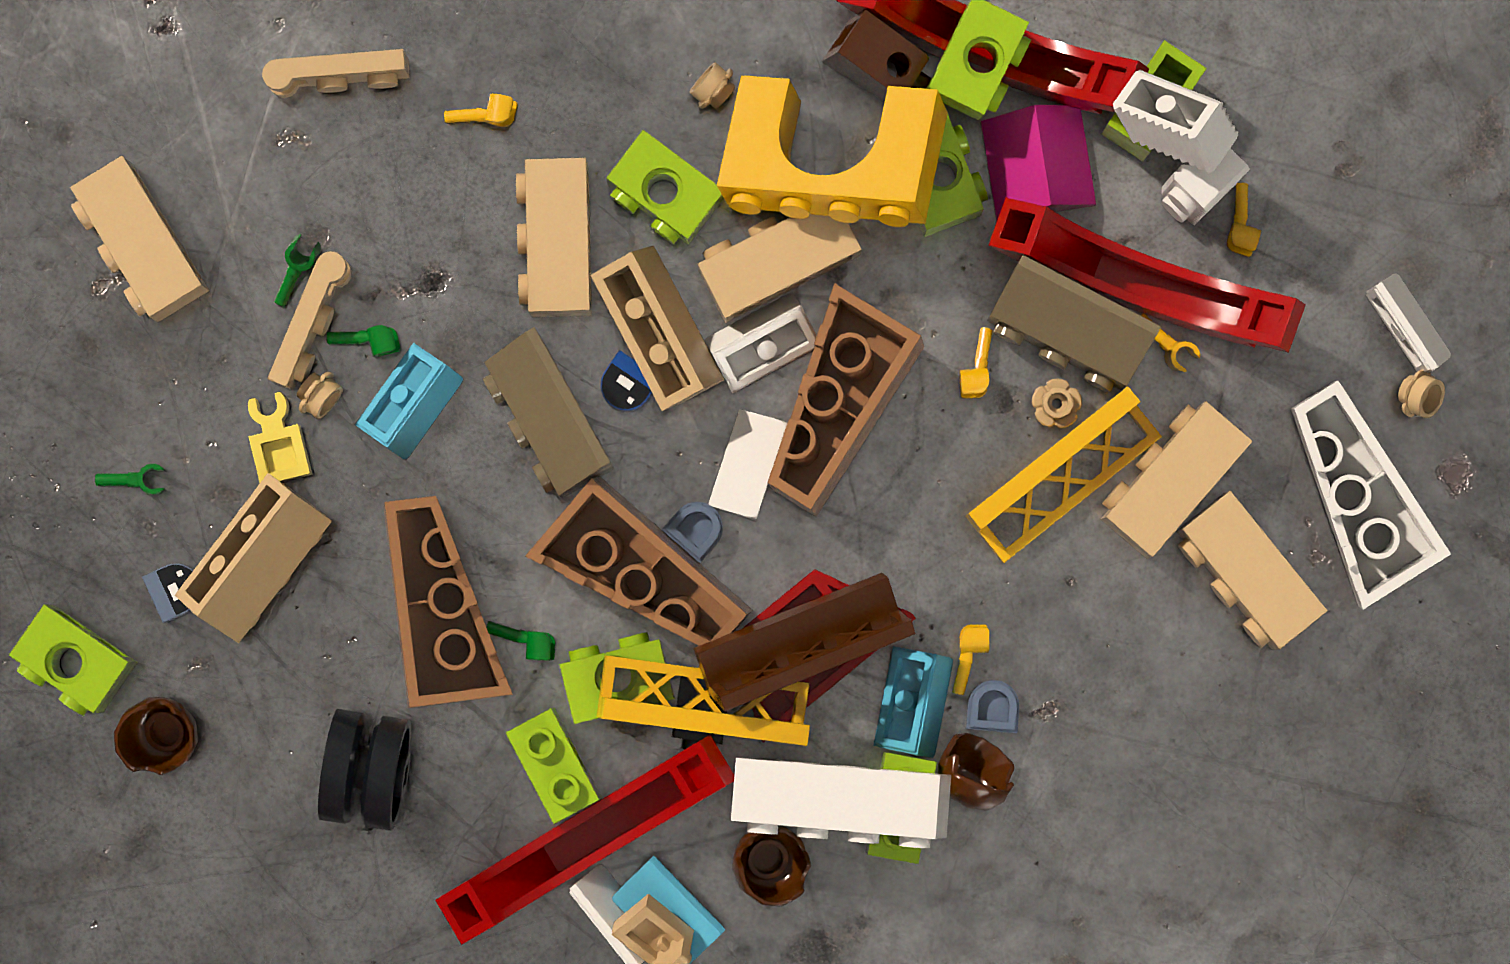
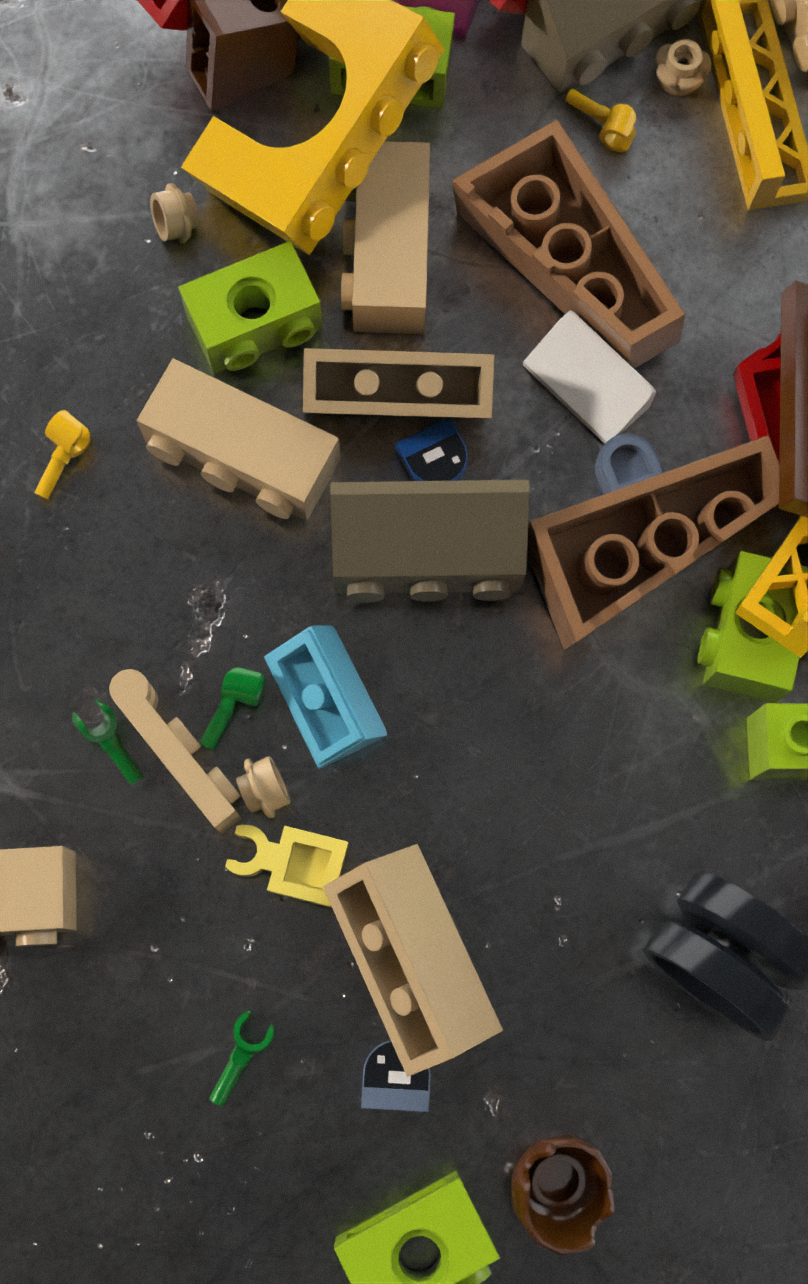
camera: 65 degrees left, 10 degrees down
(438, 617) = (586, 780): medium nougat wedge -> none
(538, 644) = (671, 693): green hand -> none
(762, 342) = (465, 300): white slope -> none

